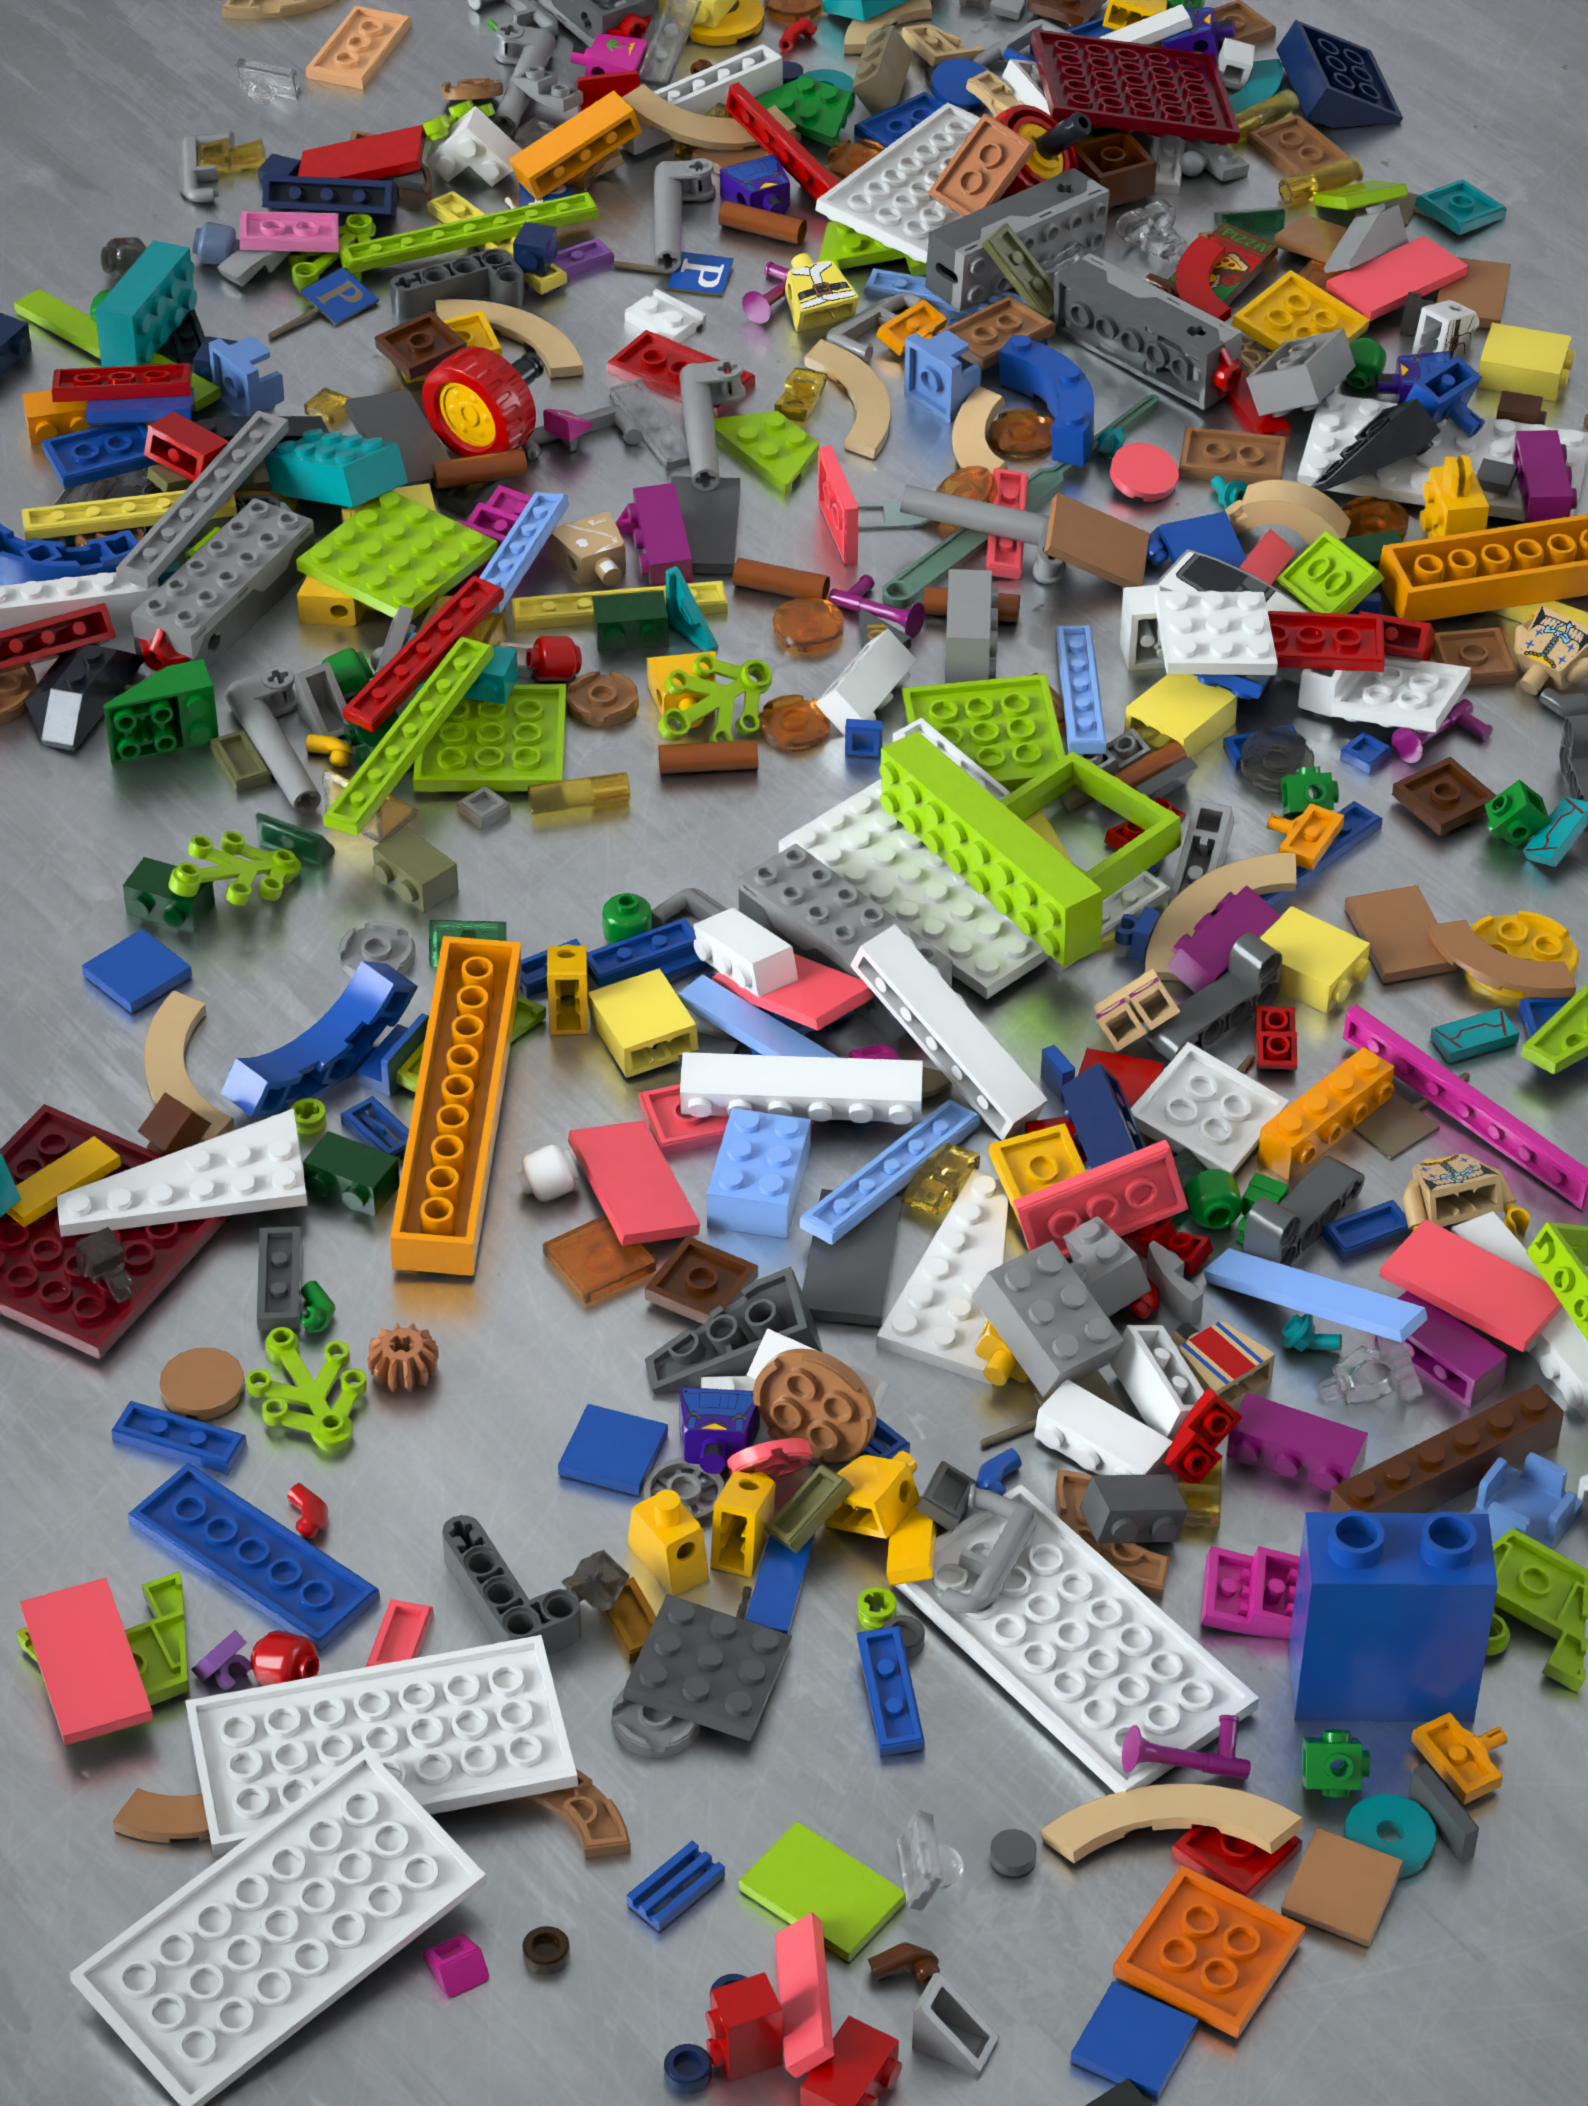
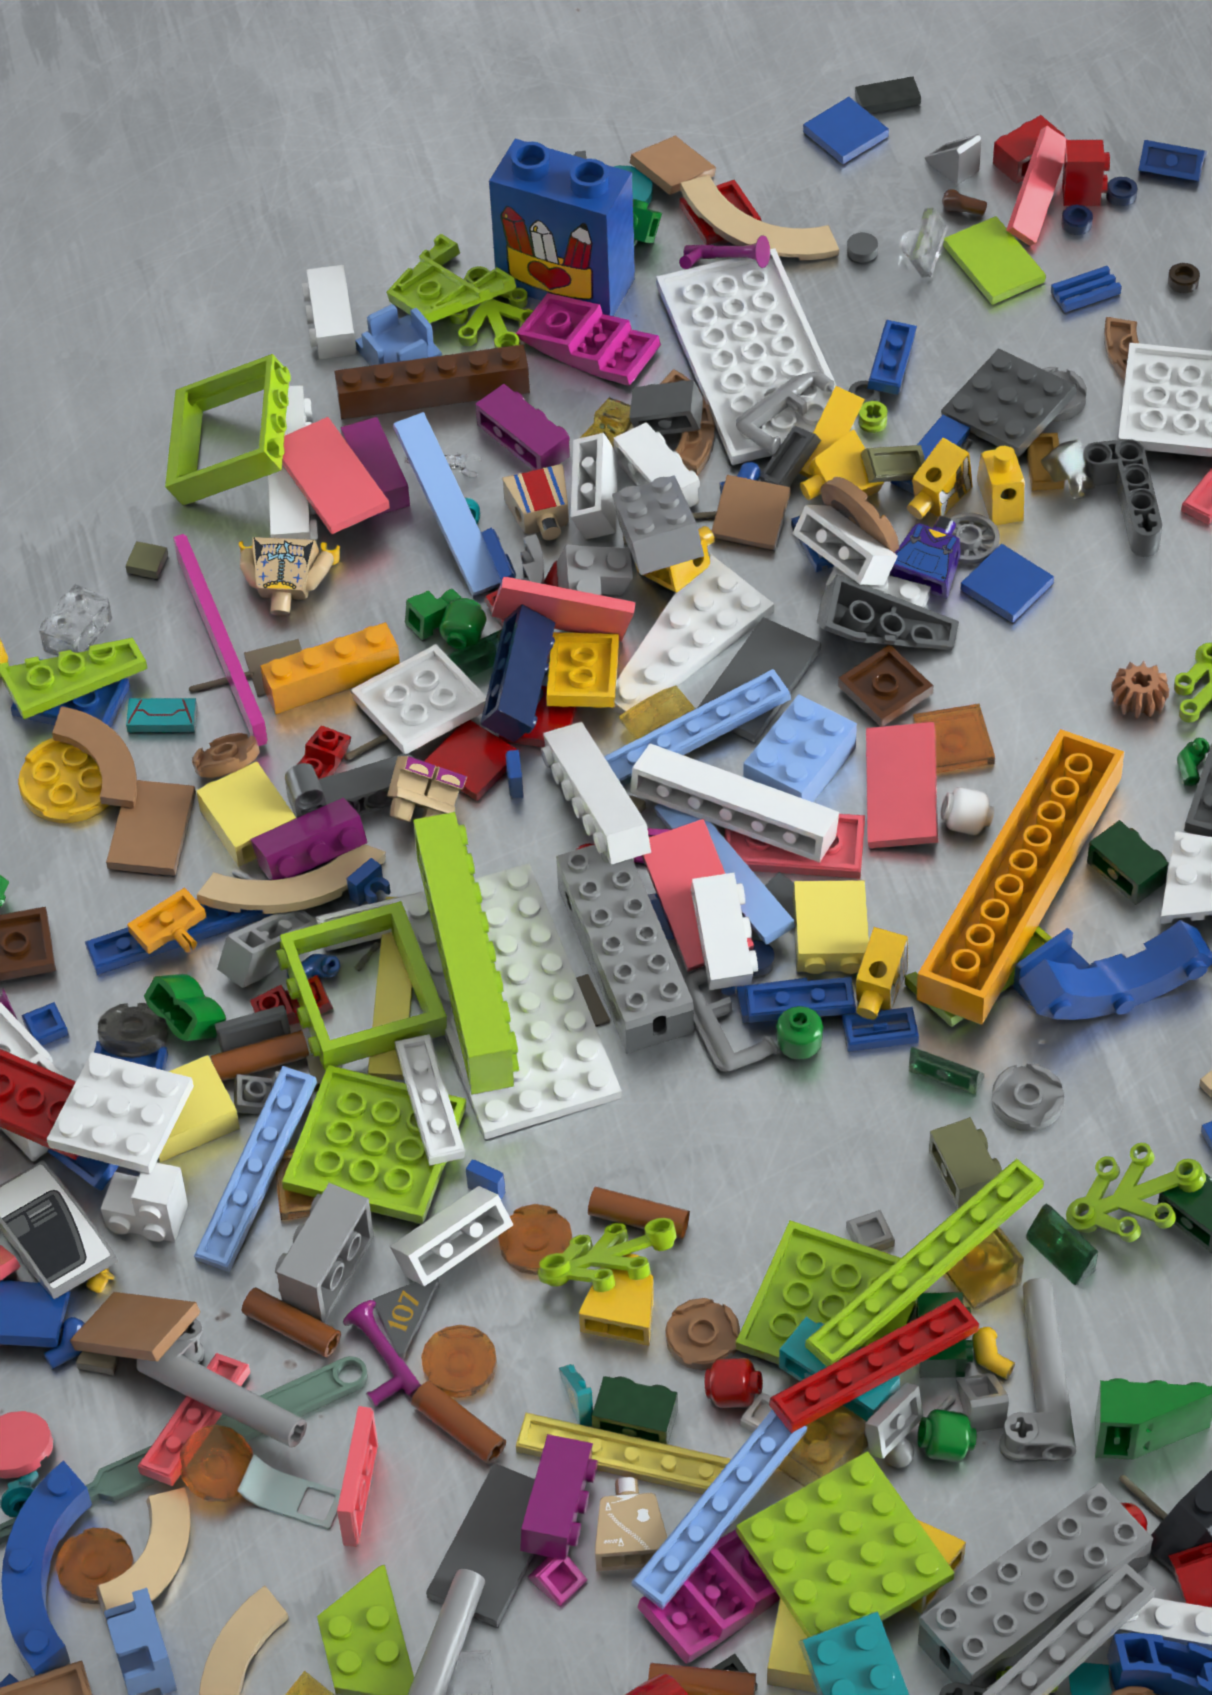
camera: 155 degrees left, 10 degrees up
(240, 761) = (1082, 1370): olive tile -> none
(317, 1121) = (1137, 932): lime bush -> none
(373, 1132) = (1095, 932): blue tile -> none
(579, 793) = (776, 1208): clear yellow piece -> none
(773, 1457) = (905, 506): coral tile -> none
(961, 1429) = (751, 512): none -> medium nougat tile
(1194, 1446) = (604, 422): red slope -> none
(1209, 1951) = (774, 156): orange plate -> none
(1217, 1279) = (501, 560): none -> blue tile
(1237, 779) = (184, 1007): none -> green brick
(1291, 1227) = (386, 601): dark grey beam -> none
(1295, 790) = (133, 970): green brick -> none
(1366, 1230) = (359, 582): blue tile -> none
(1372, 990) = (225, 755): none -> medium nougat tile

